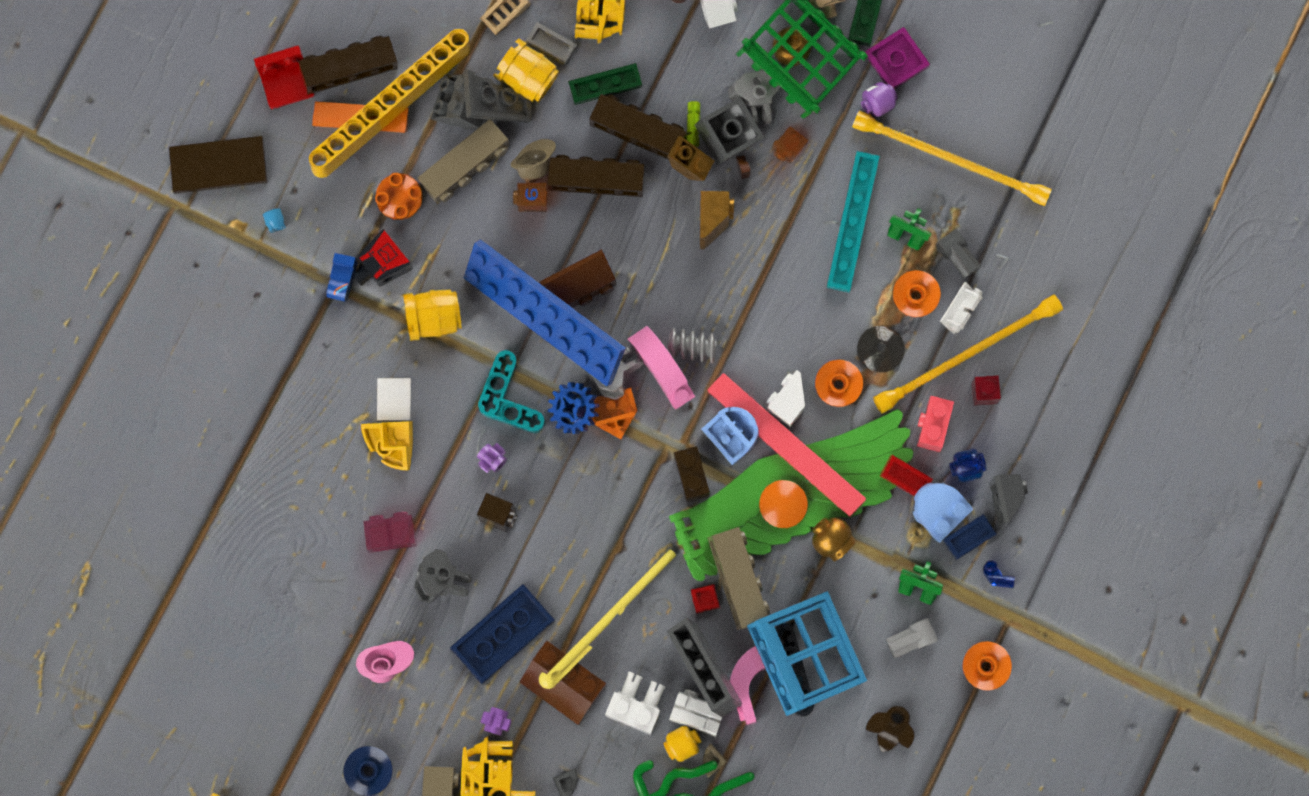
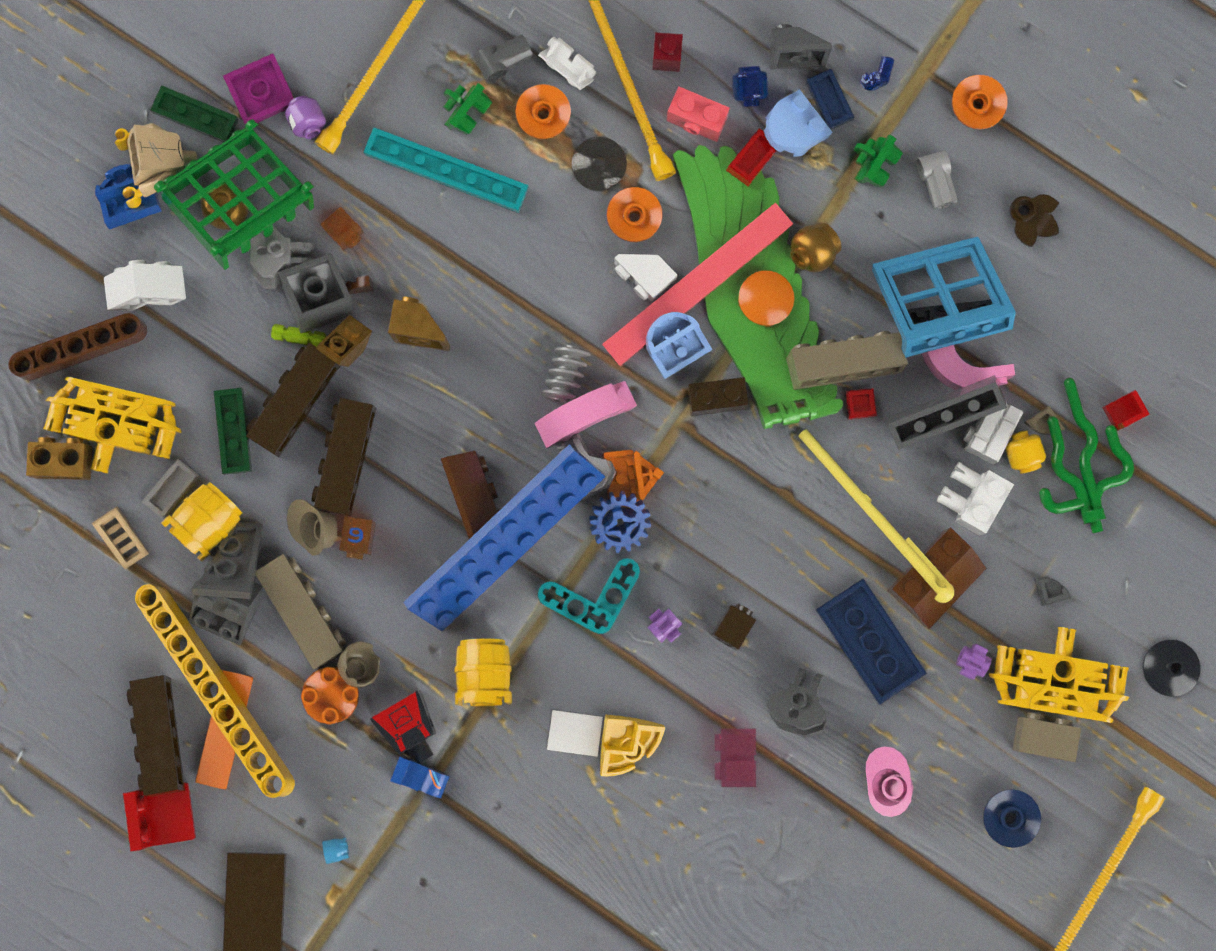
camera: 85 degrees left, 5 degrees up
(426, 214) = (359, 664): none -> dark tan hair

